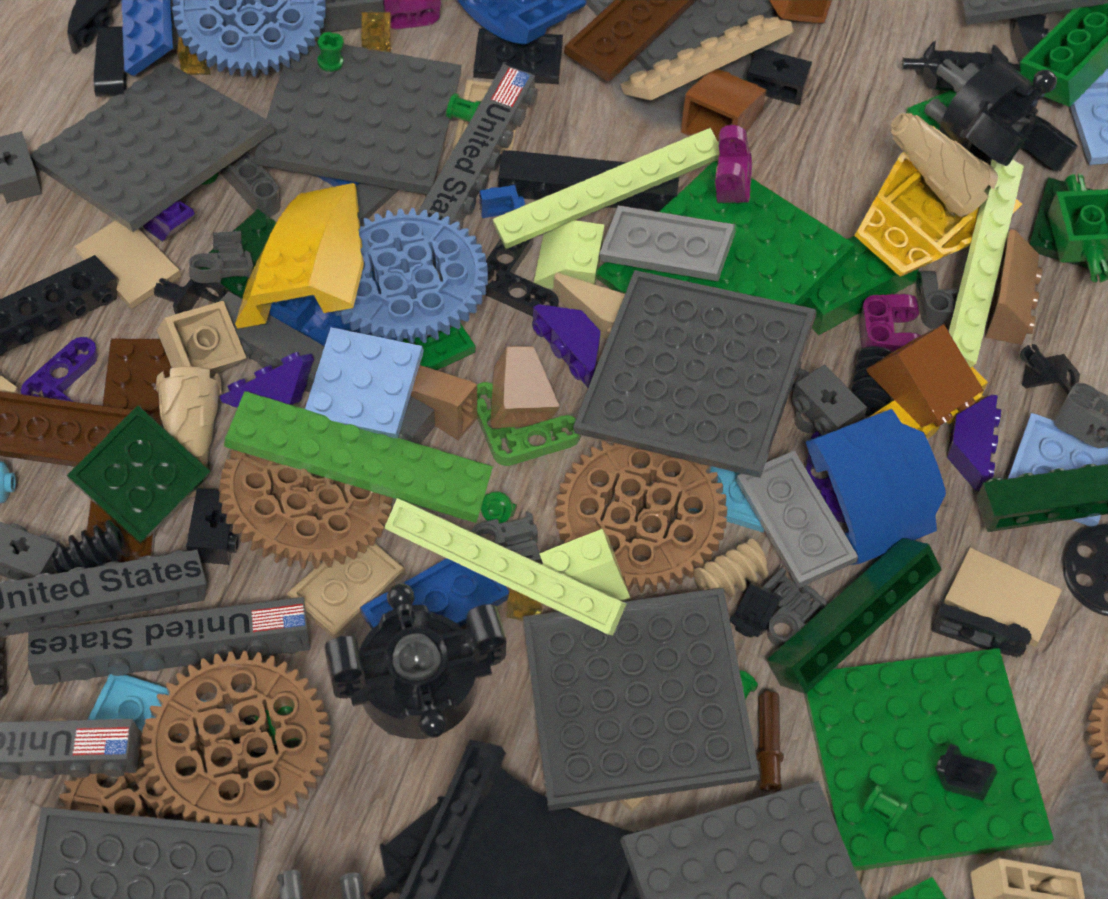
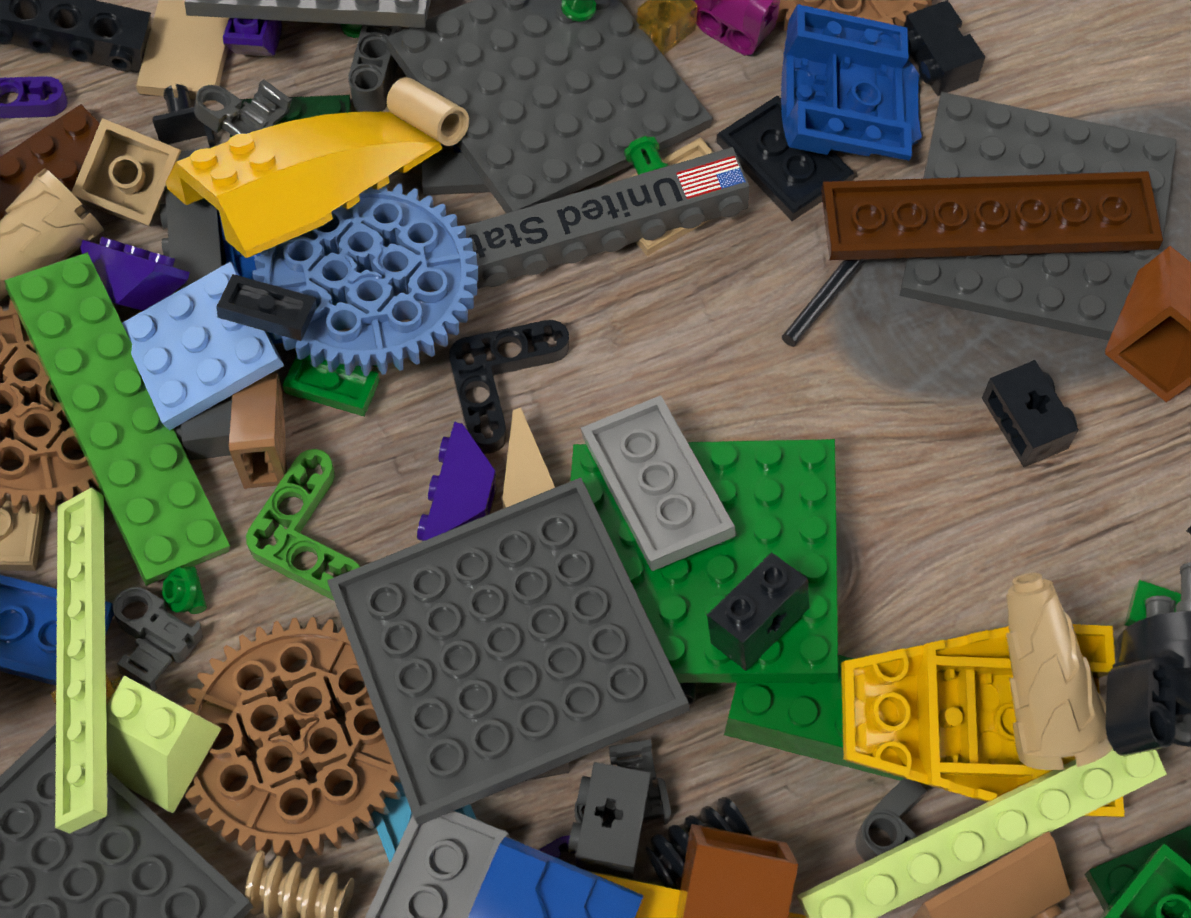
camera: 50 degrees right, 5 degrees up
(328, 173) = (428, 111): none -> tan pin
(390, 324) = (266, 307): none -> black plate
(499, 201) = (574, 288): blue bracket -> none
(521, 390) = (341, 494): slope -> none
(545, 174) = (682, 345): black brick -> none
(571, 252) = (563, 405): yellowish green slope -> none
(607, 188) = (683, 370): yellowish green plate -> none
(621, 109) = (820, 301): none -> black bar
(708, 57) = (977, 327): tan plate -> none
(719, 102) = (919, 392): dark orange slope -> none
(734, 166) = (809, 469): magenta piece -> none
(795, 245) = (758, 611): none -> black brick
(879, 316) = (827, 784): magenta piece -> none

